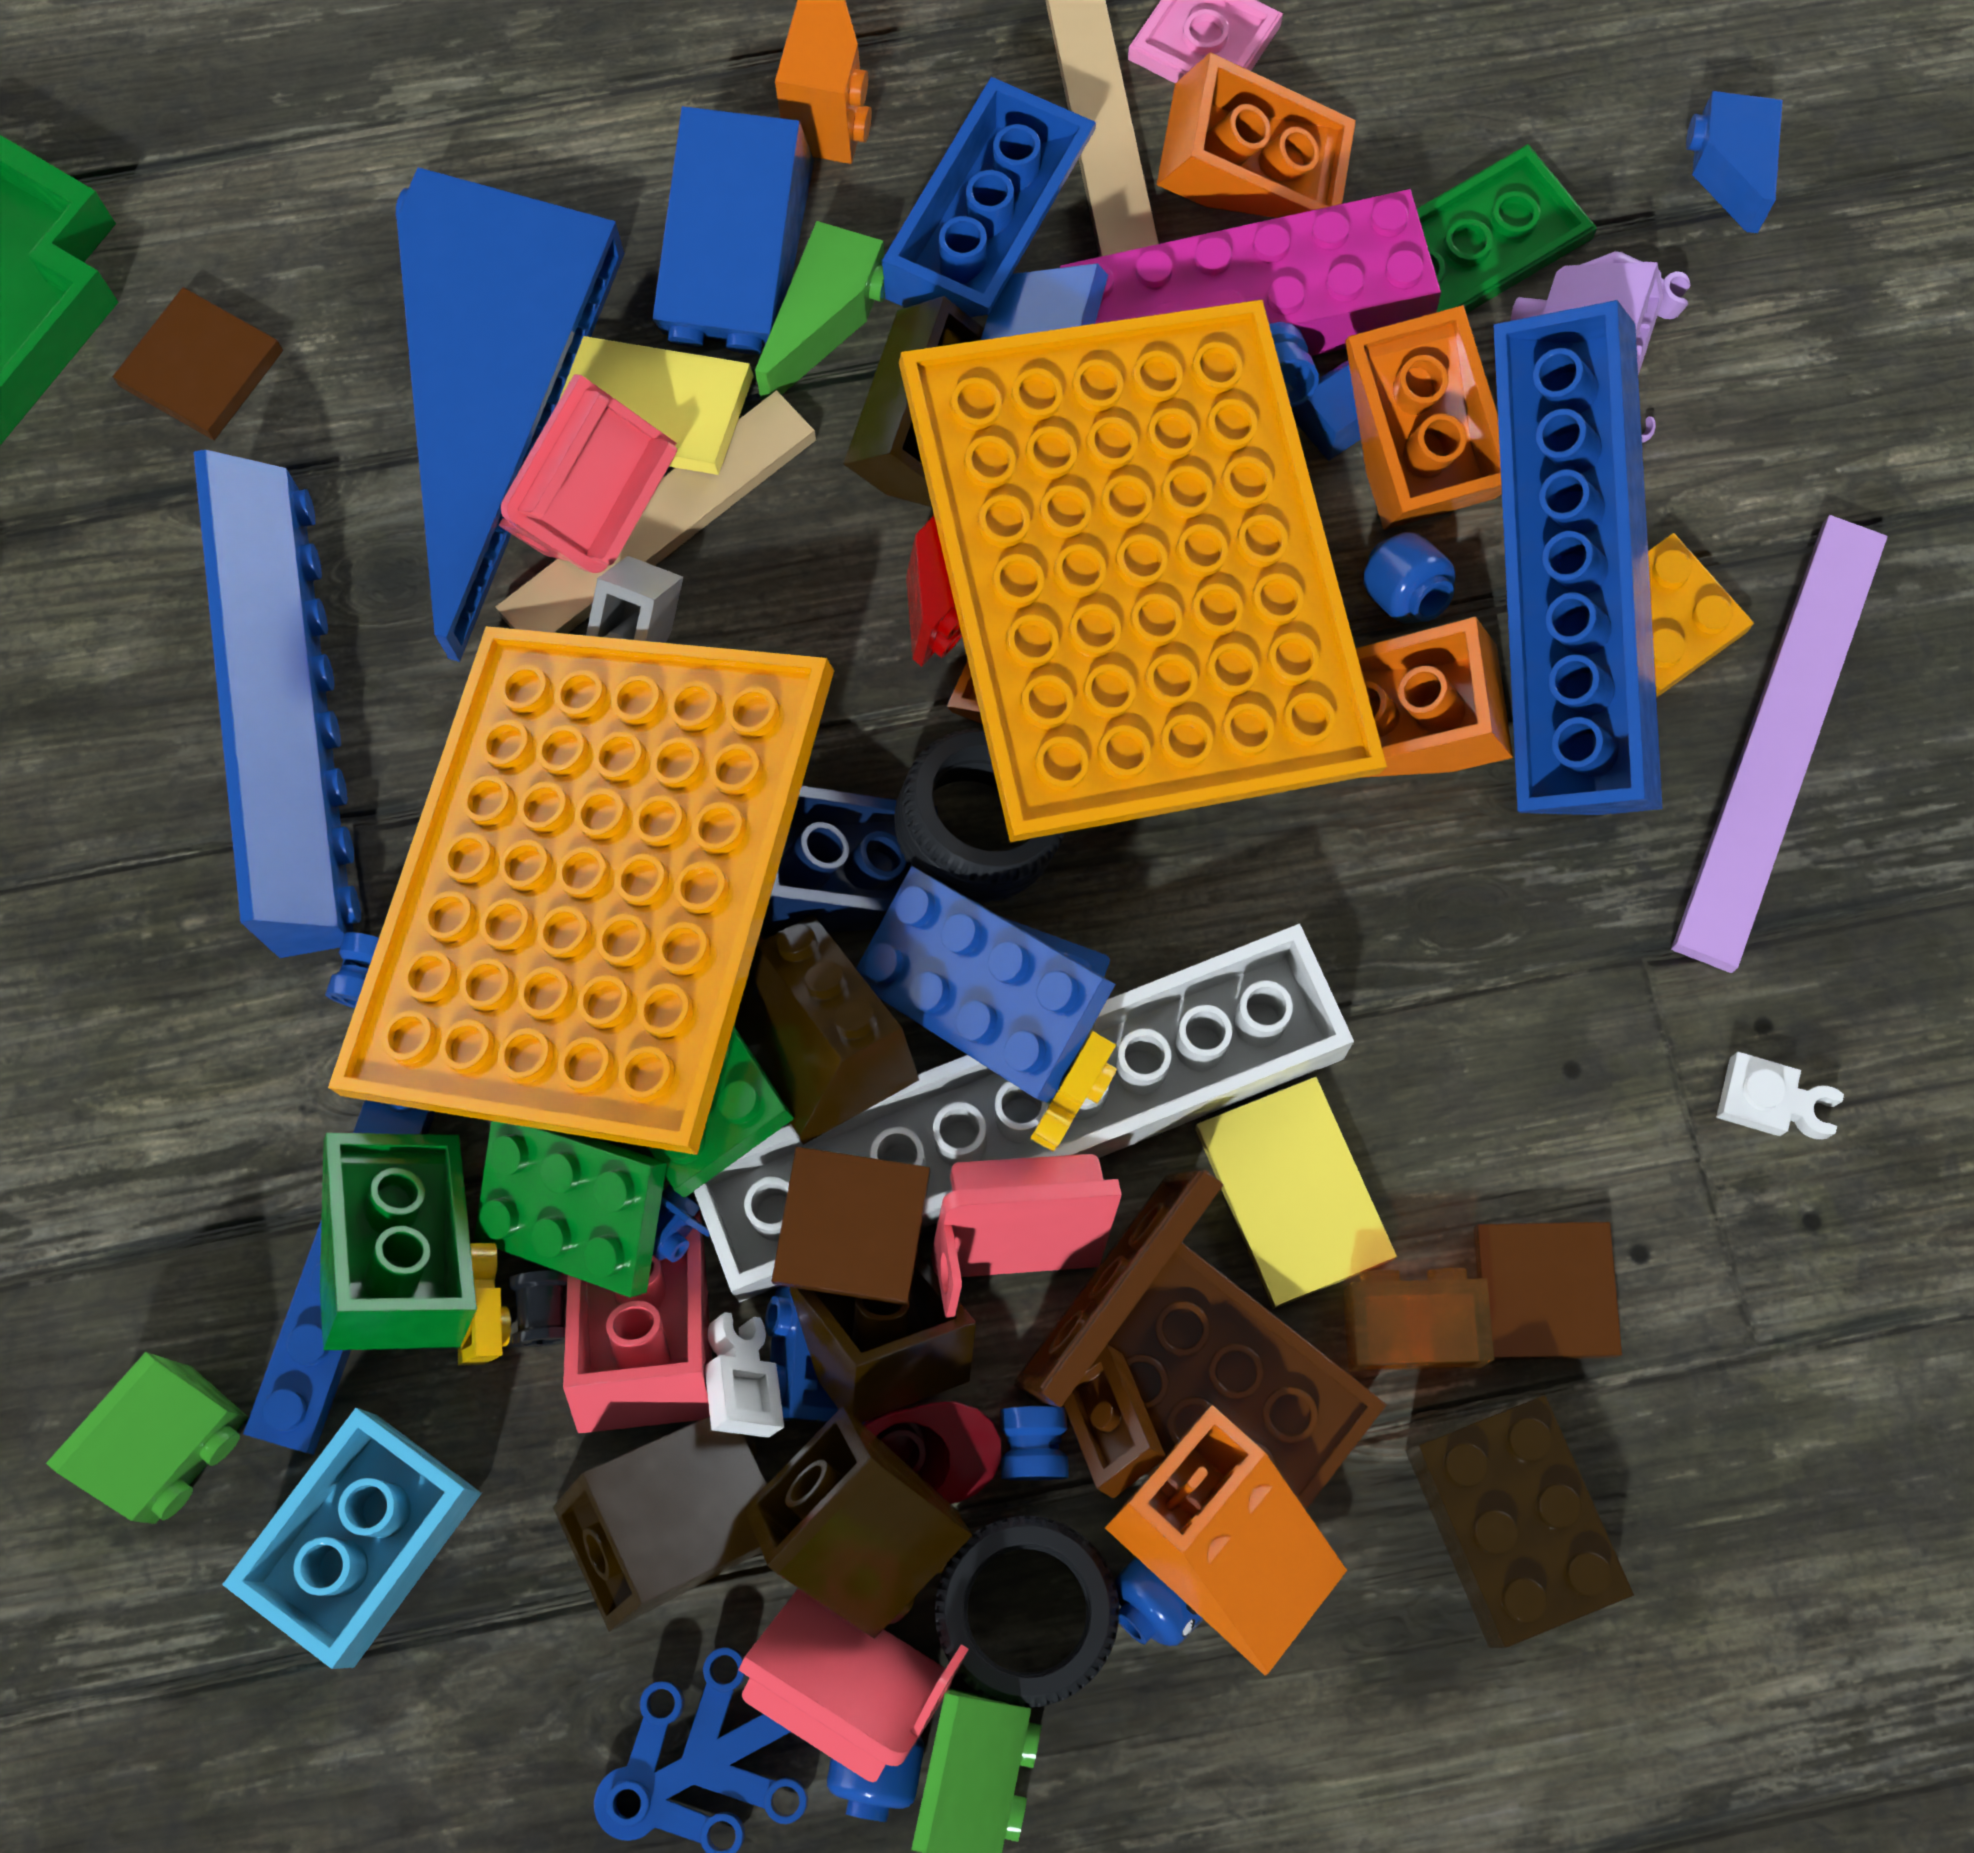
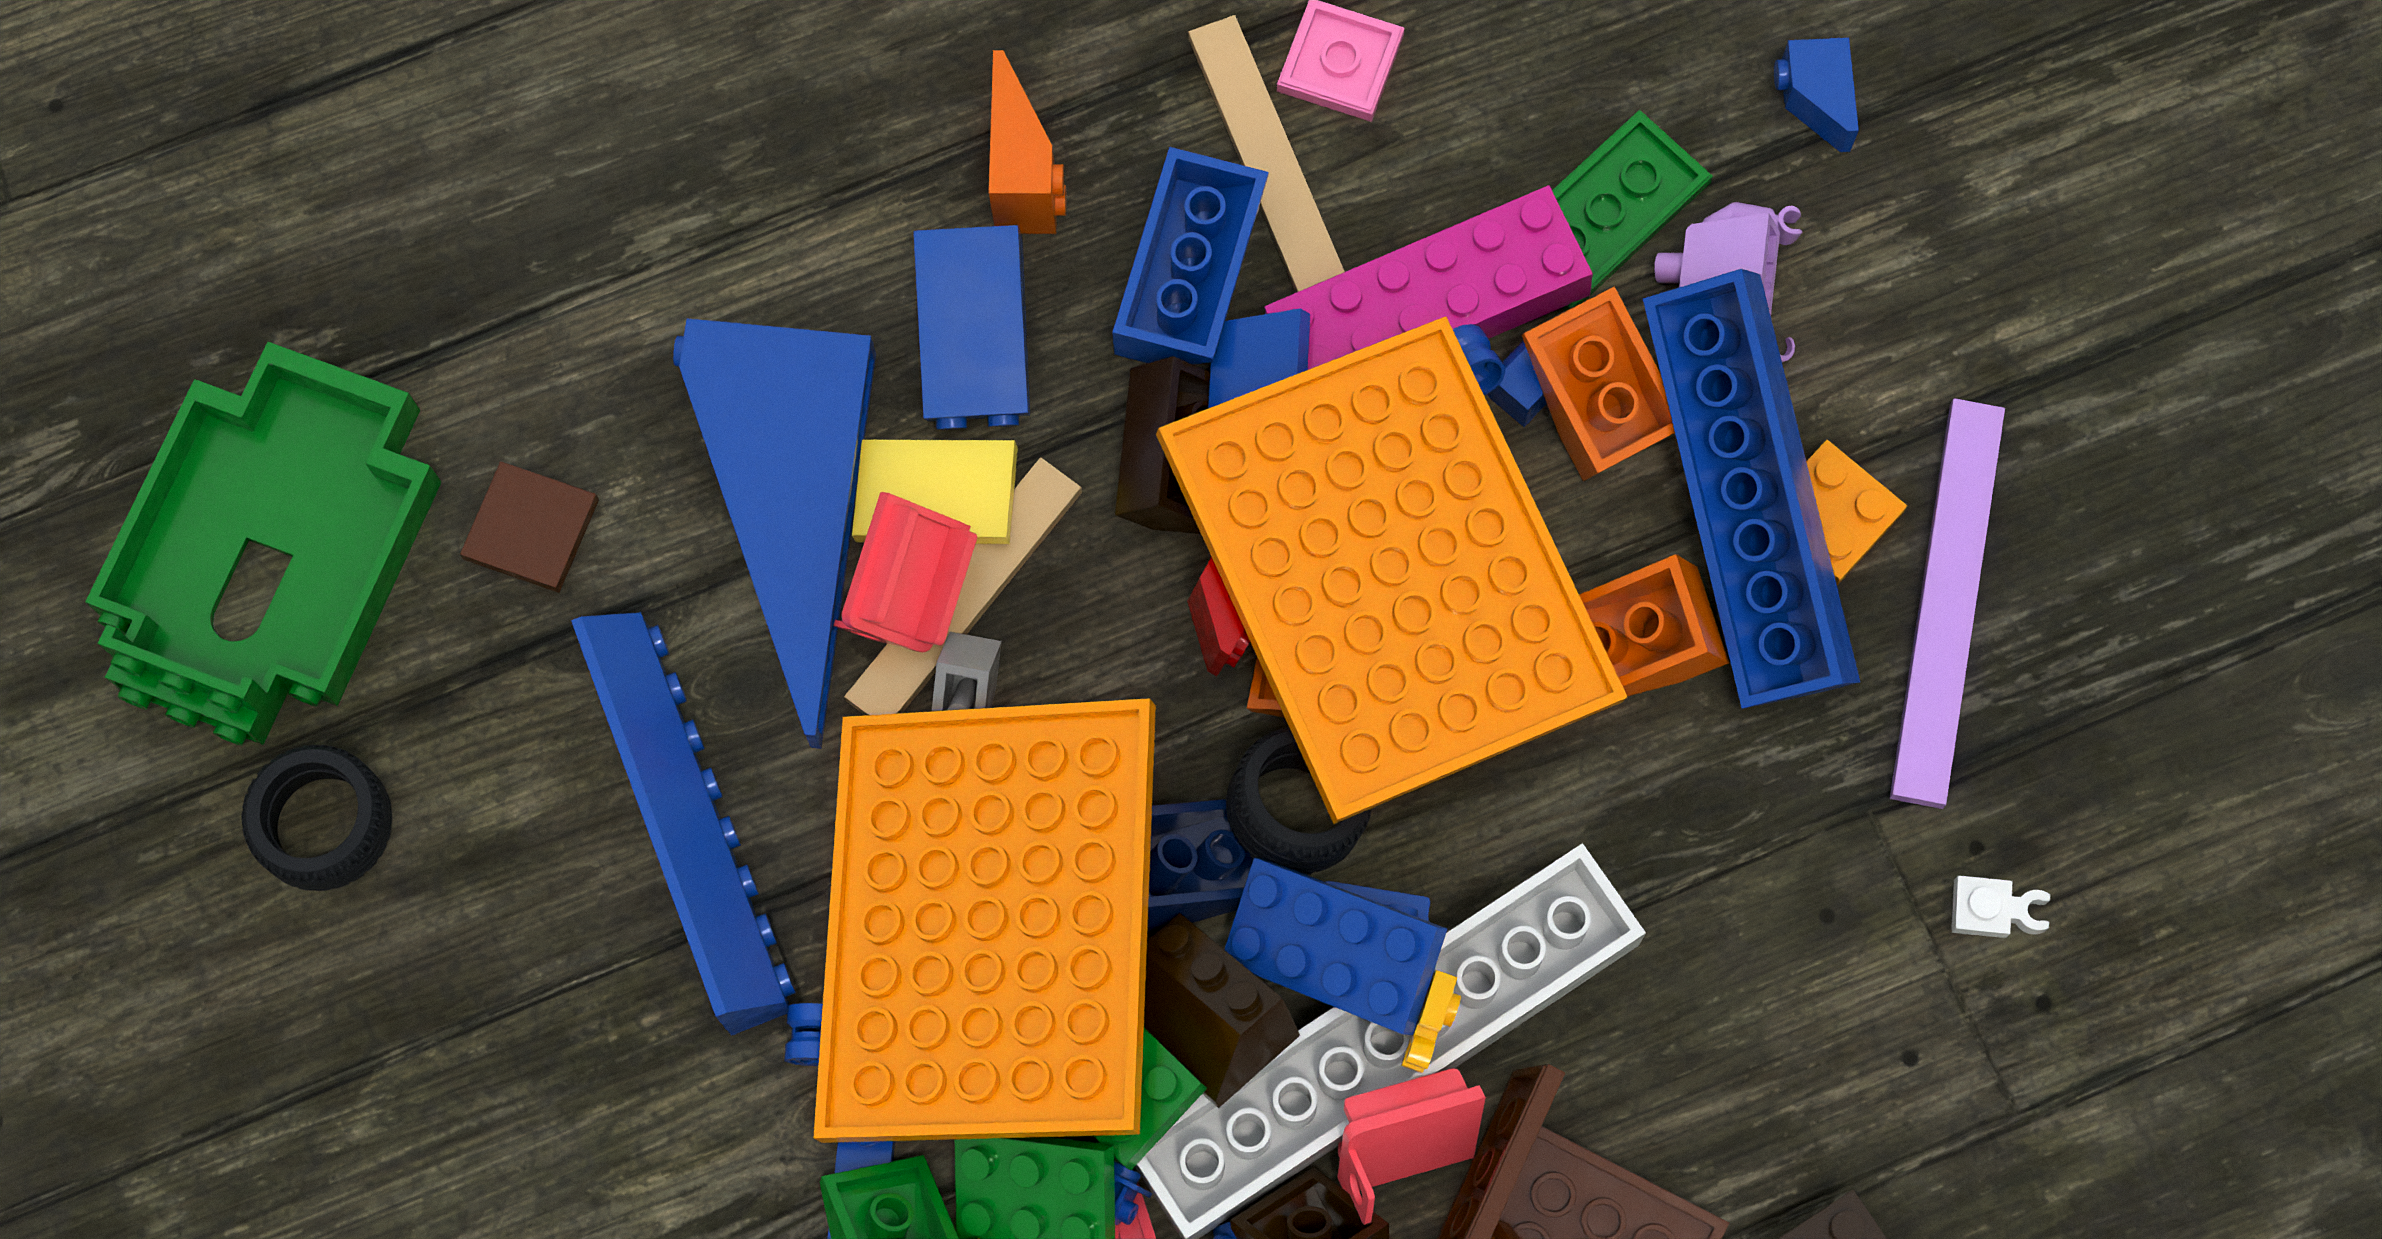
camera: 10 degrees left, 0 degrees up
(823, 306) = (1066, 370): bright green slope -> none
(851, 1225) = (1273, 1166): reddish brown tile -> none
(1252, 144) = (1405, 158): orange slope -> none
(1295, 1192) = (1621, 1064): light yellow tile -> none
(1409, 578) = (1613, 523): blue head -> none
(1417, 1321) = (1740, 1151): clear orange brick -> none
(1550, 1289) = (1840, 1104): reddish brown tile -> none

